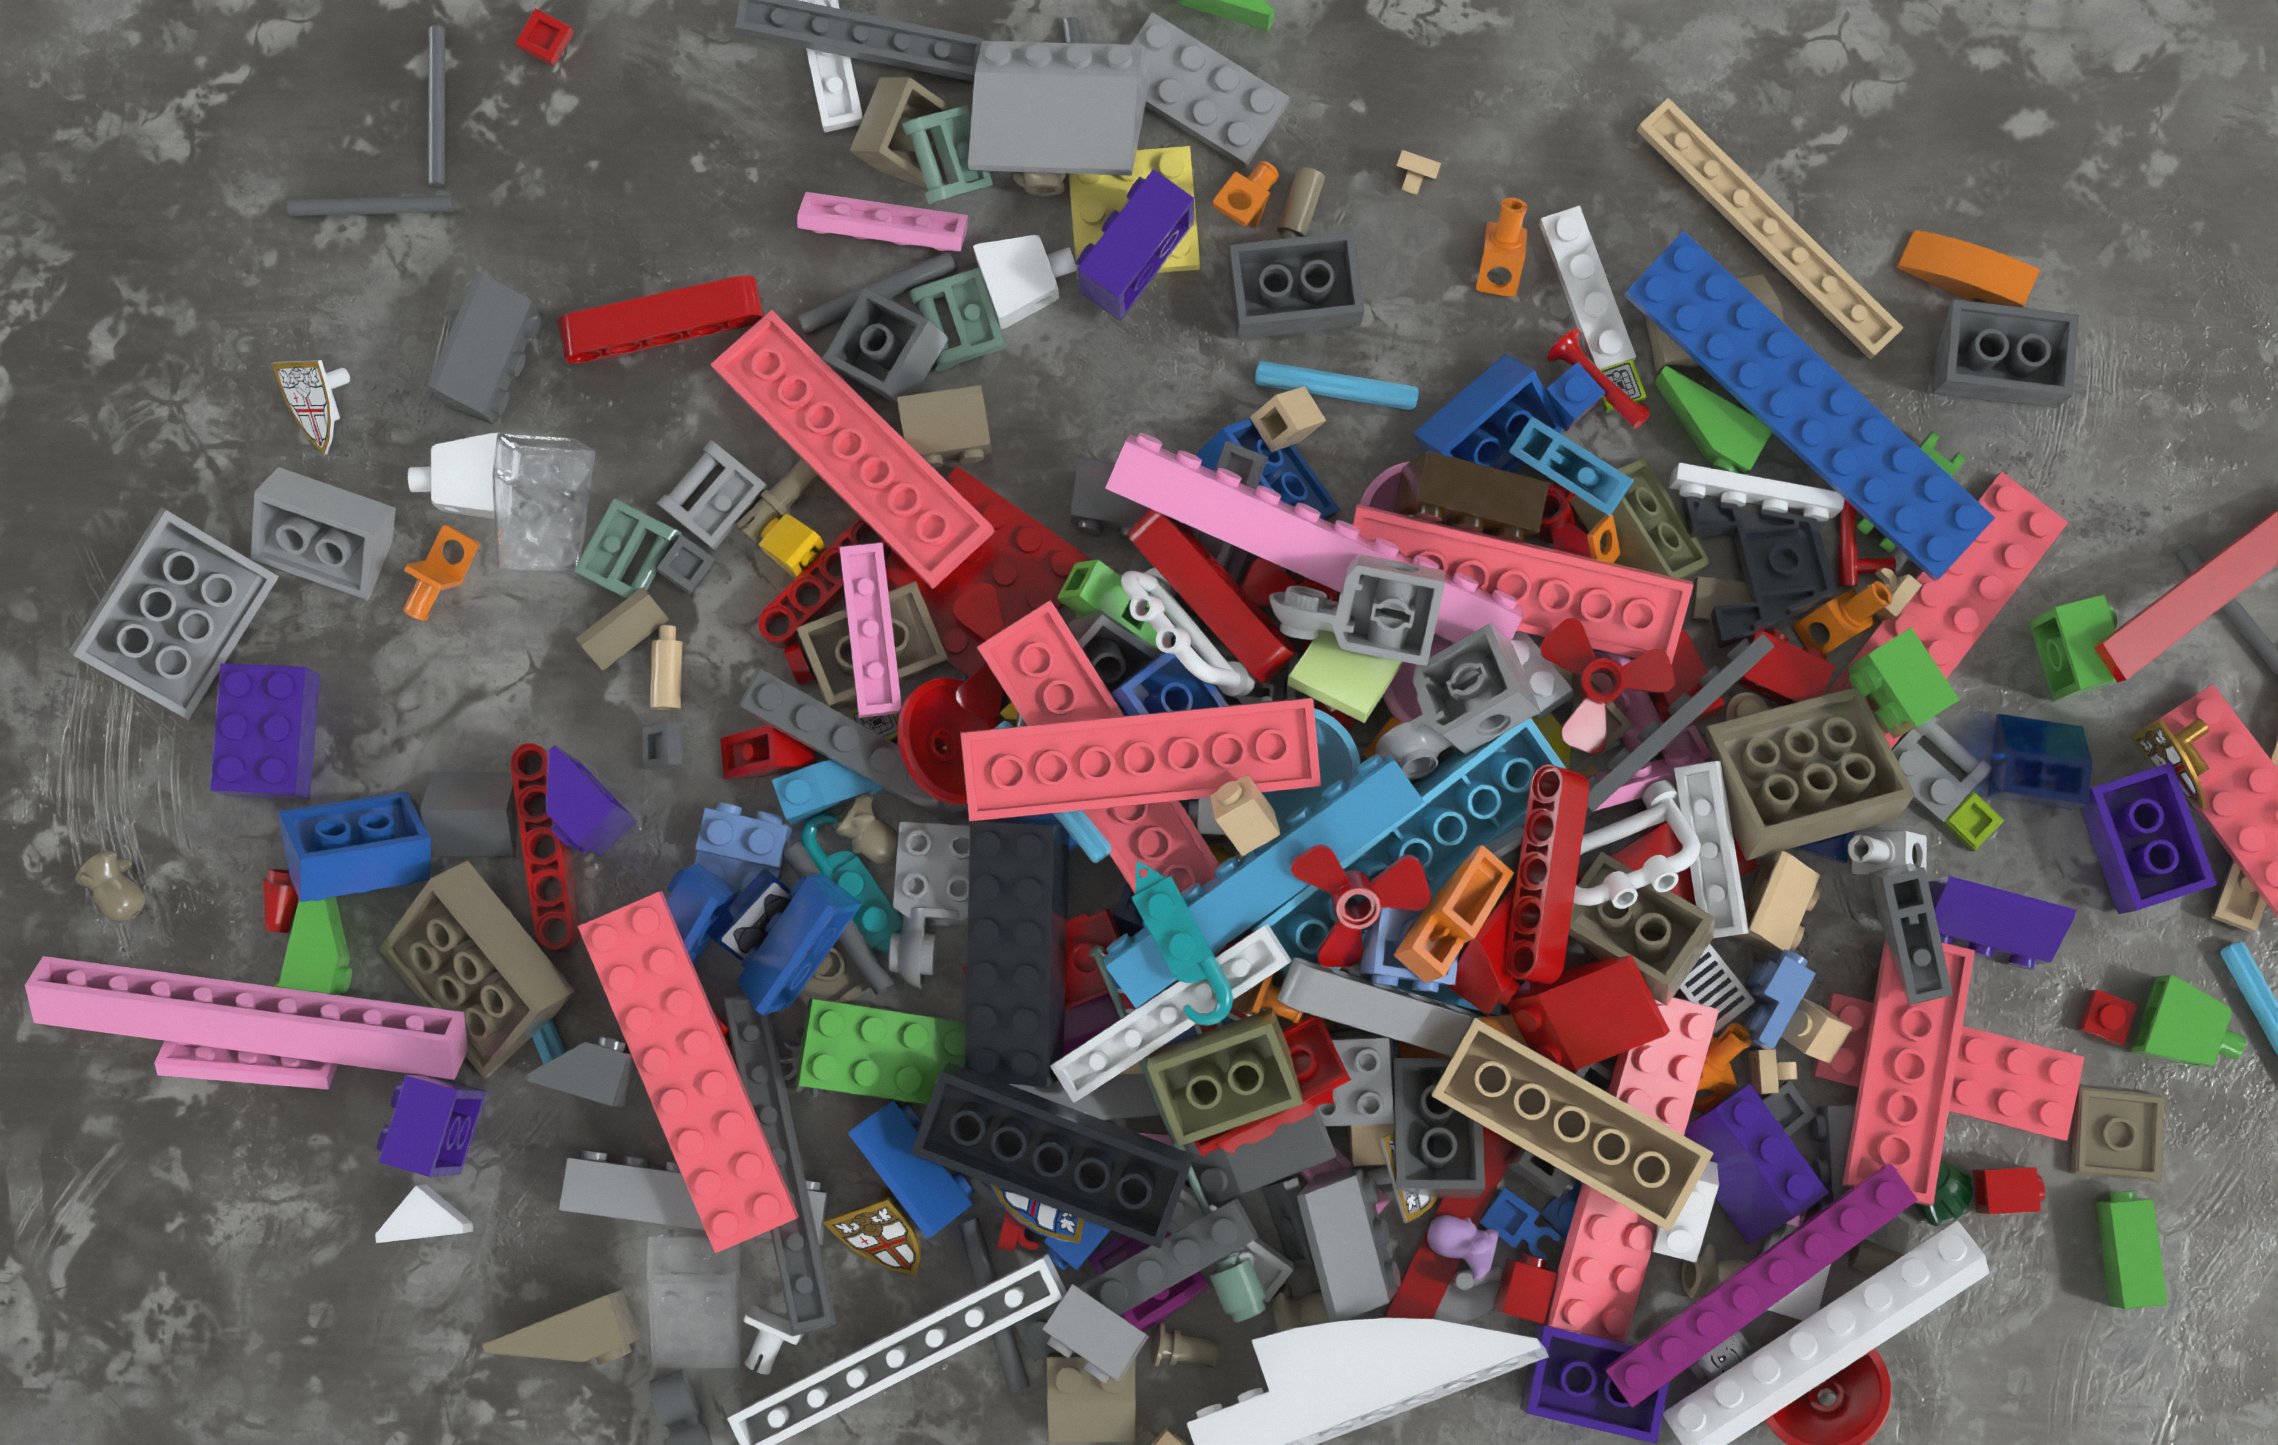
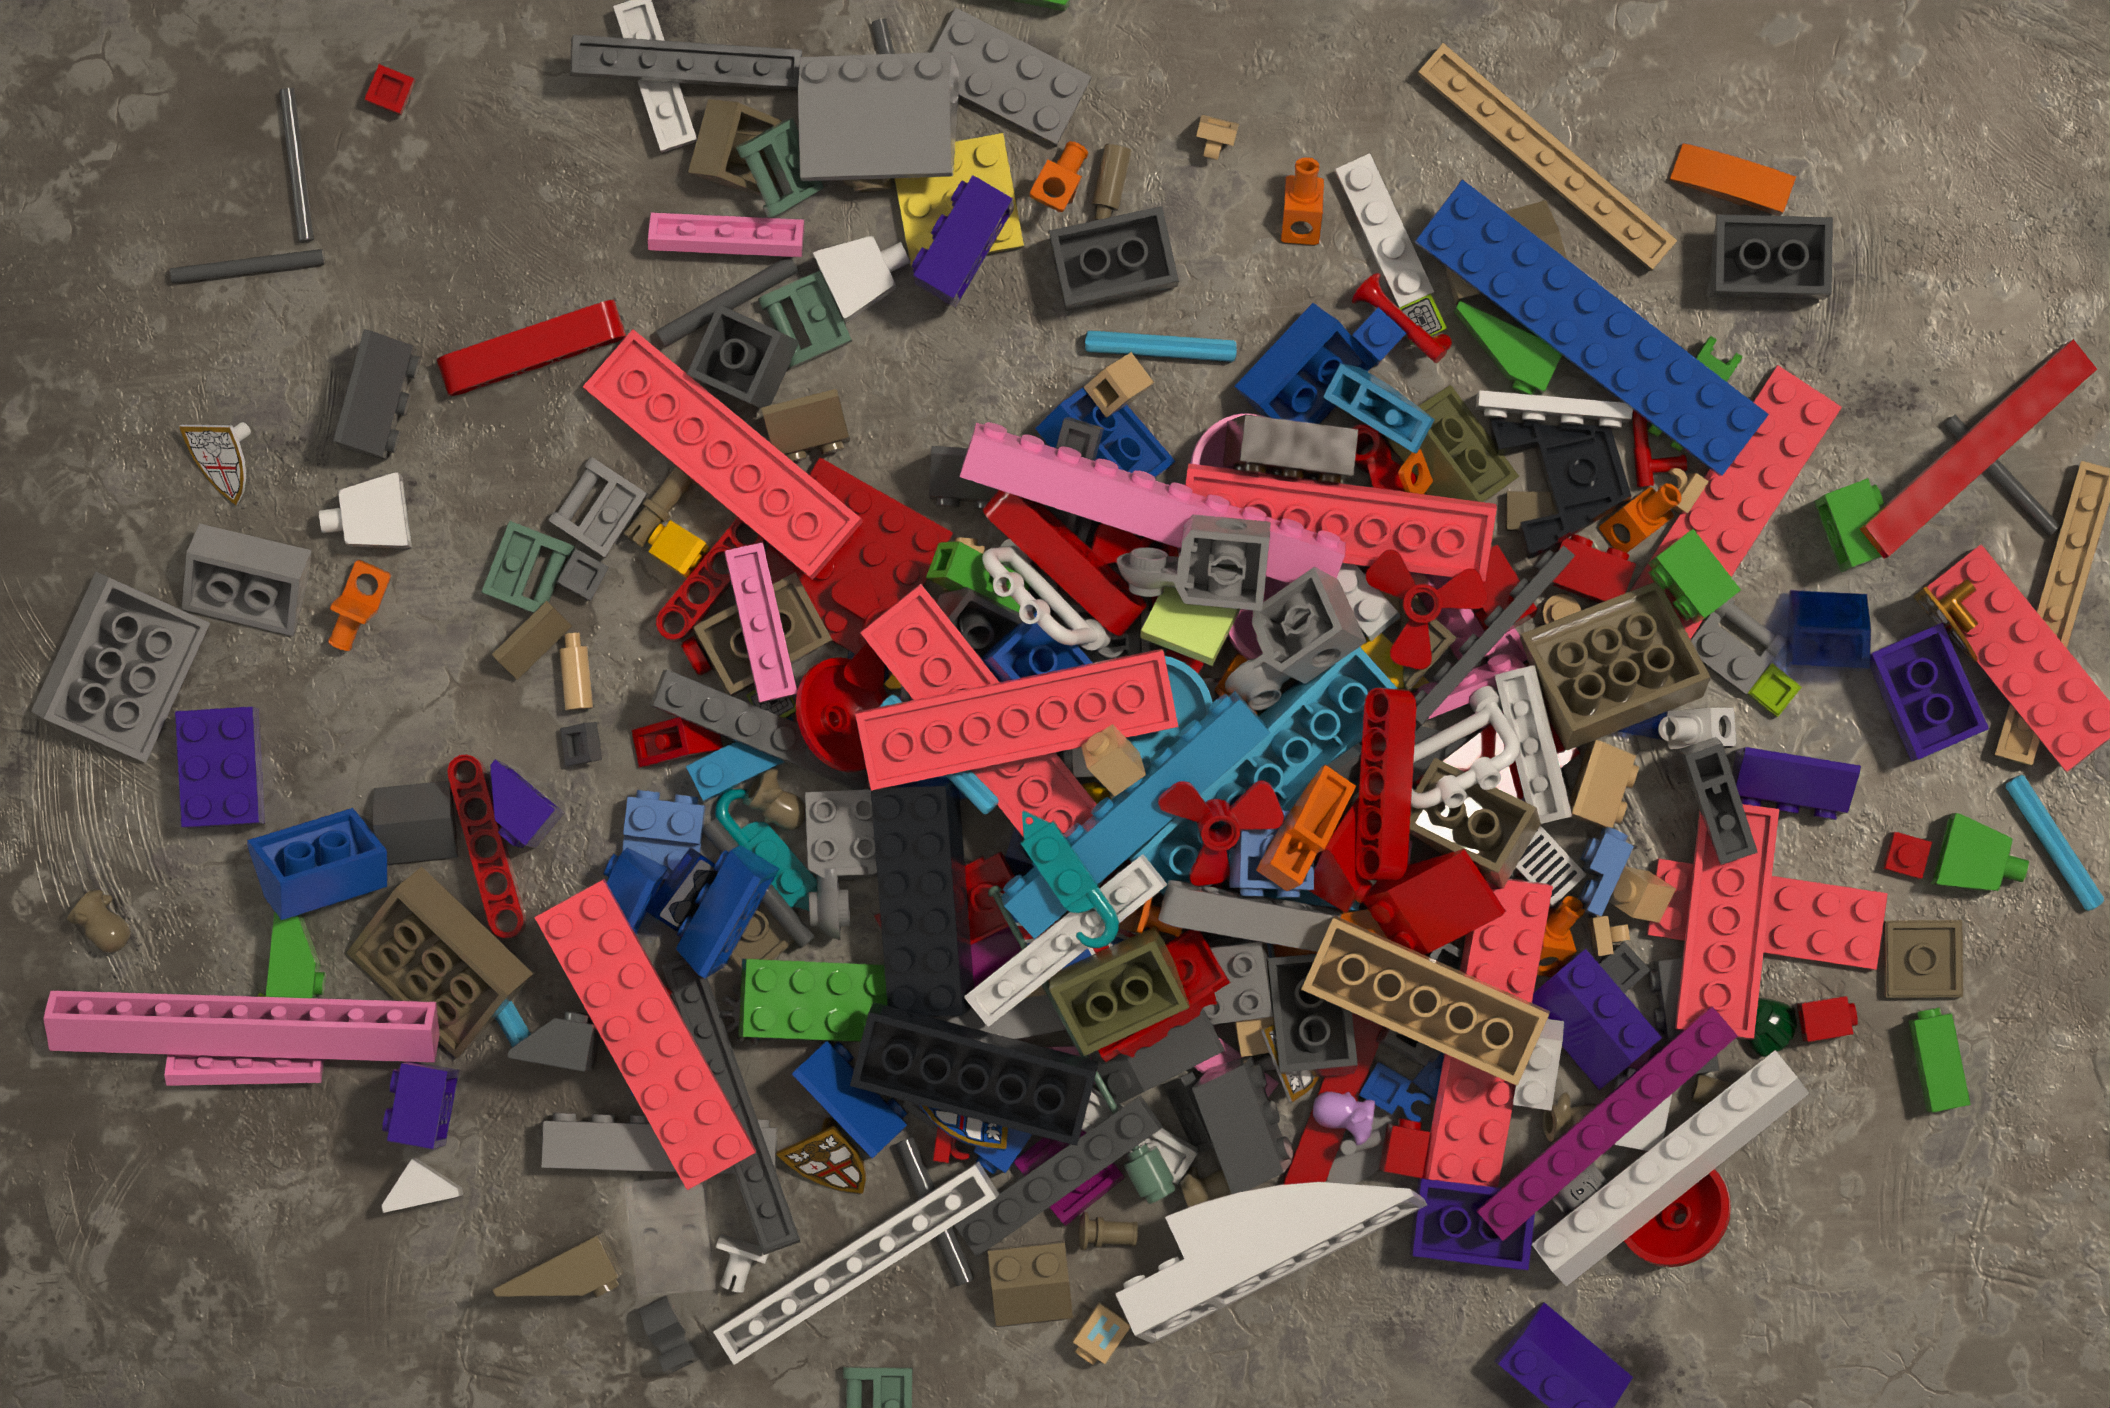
camera: 10 degrees left, 5 degrees up
(279, 901) = (253, 917): red cone -> none
(540, 501) = (444, 531): clear slope -> none
(1095, 1334) = (1028, 1226): light grey brick -> none

